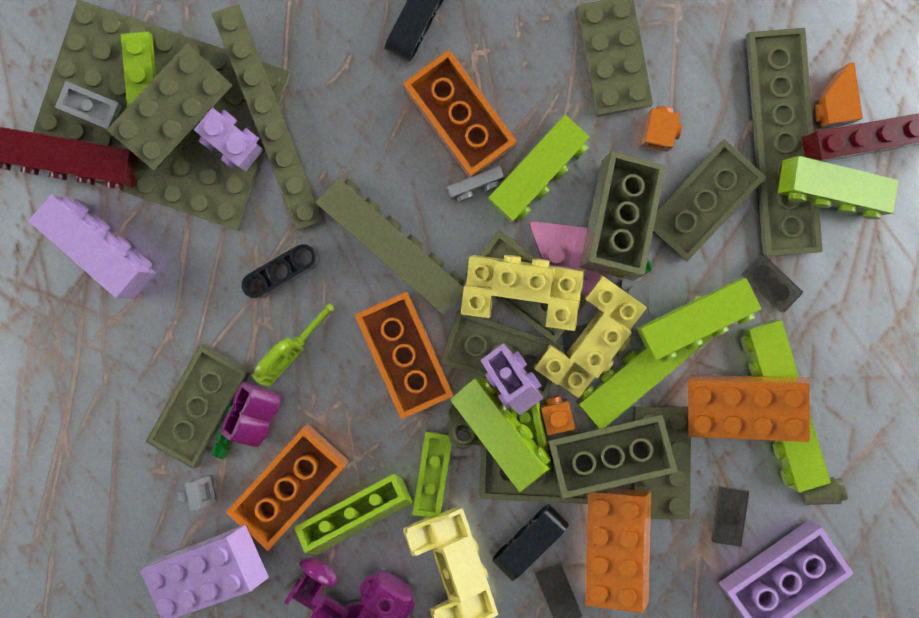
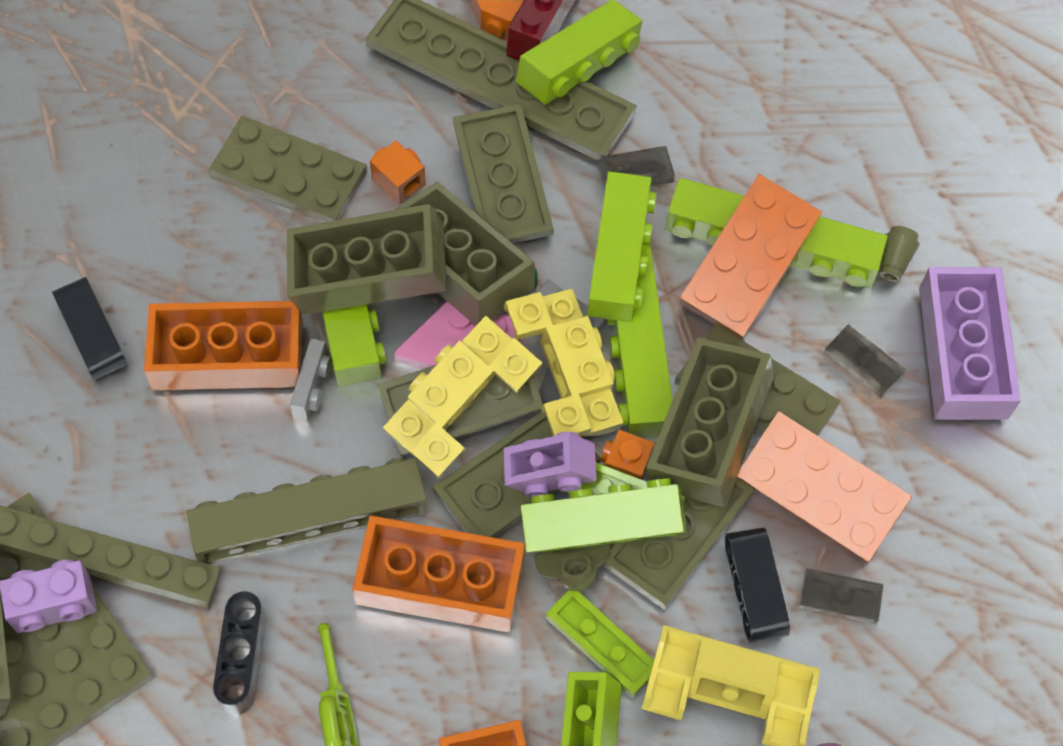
camera: 55 degrees left, 25 degrees down
(568, 168) = (366, 259): none -> olive brick

